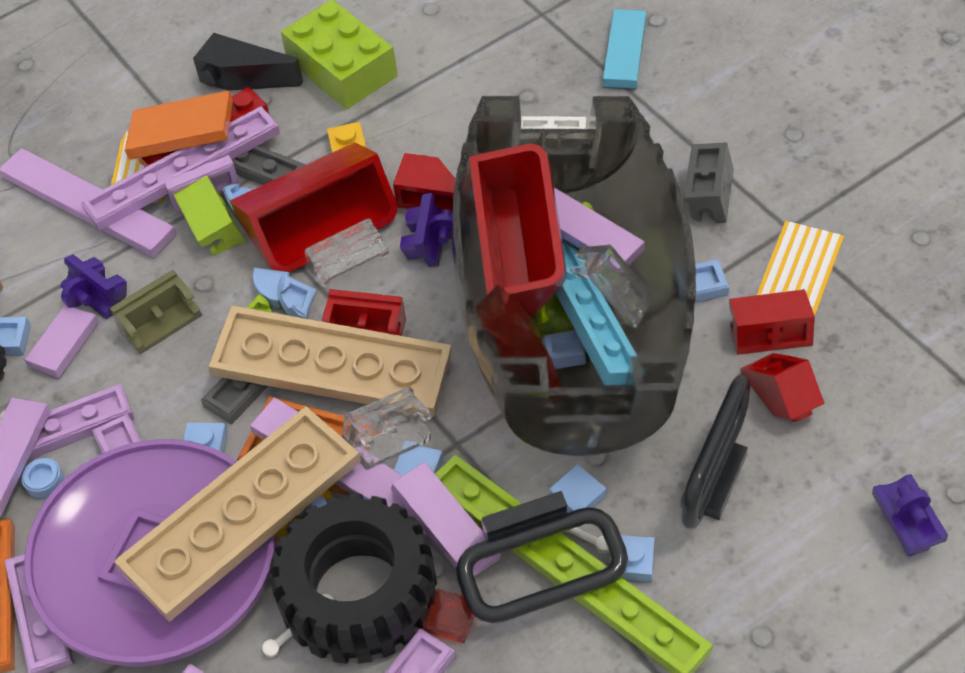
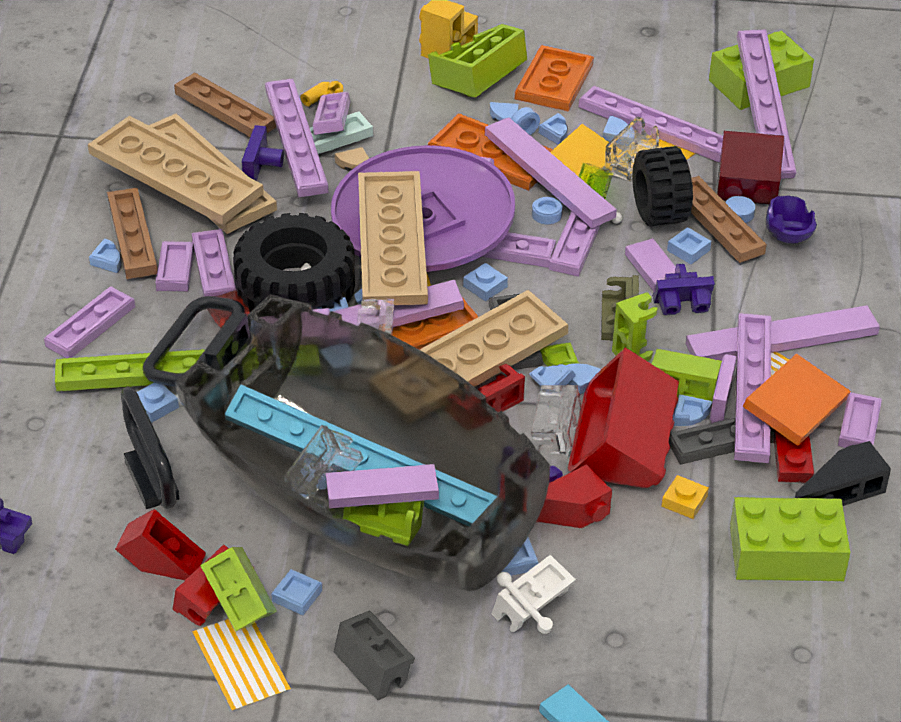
camera: 125 degrees right, 10 degrees down
(160, 94) = (859, 420): none -> lavender tile
(194, 258) = (631, 324): none -> lime hinge
(514, 330) = (333, 380): clear red slope -> none
(519, 224) = (415, 419): red windscreen -> none
(576, 104) = (544, 623): none -> white hinge
(763, 275) = (238, 588): none -> lime hinge

